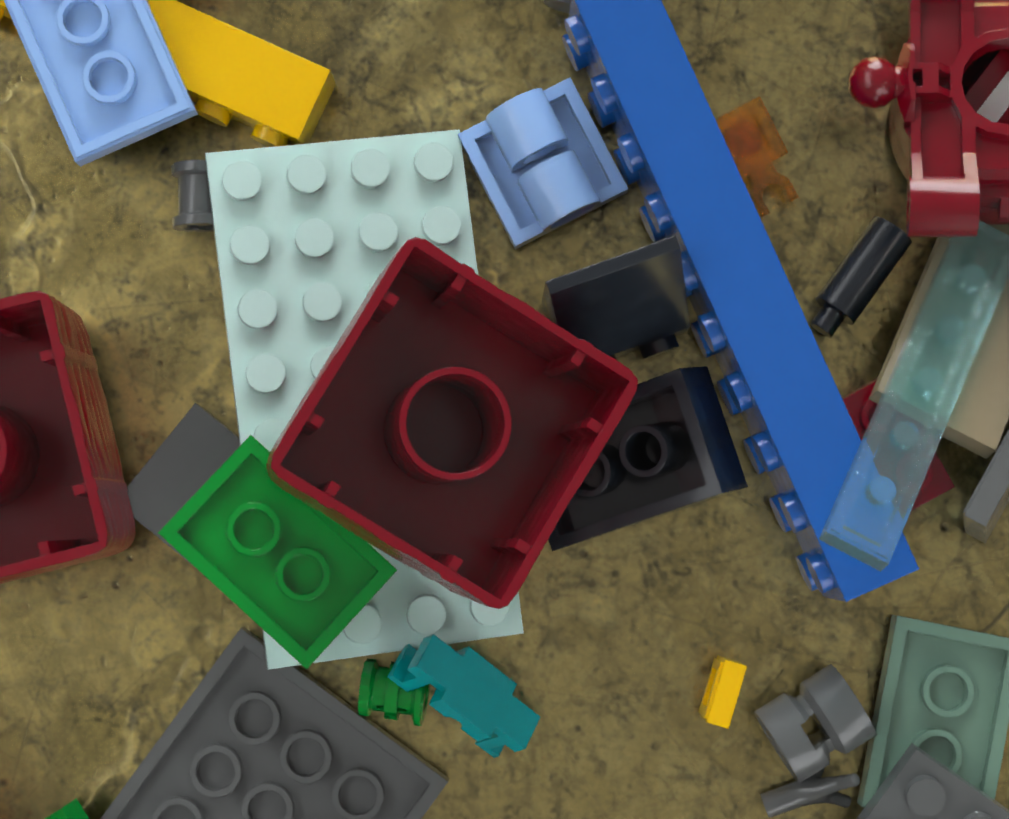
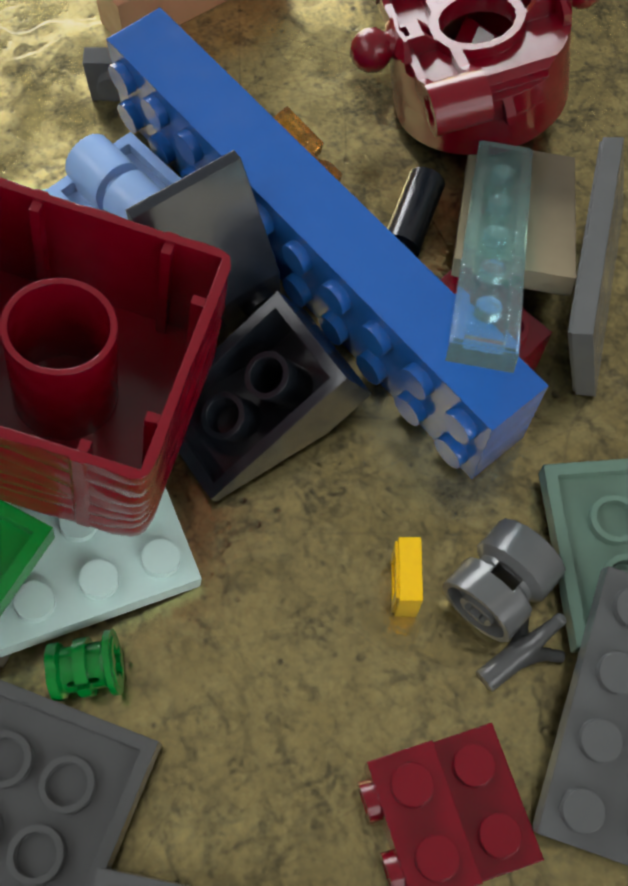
camera: 15 degrees left, 20 degrees down
(468, 692) = (159, 635): teal piece -> none

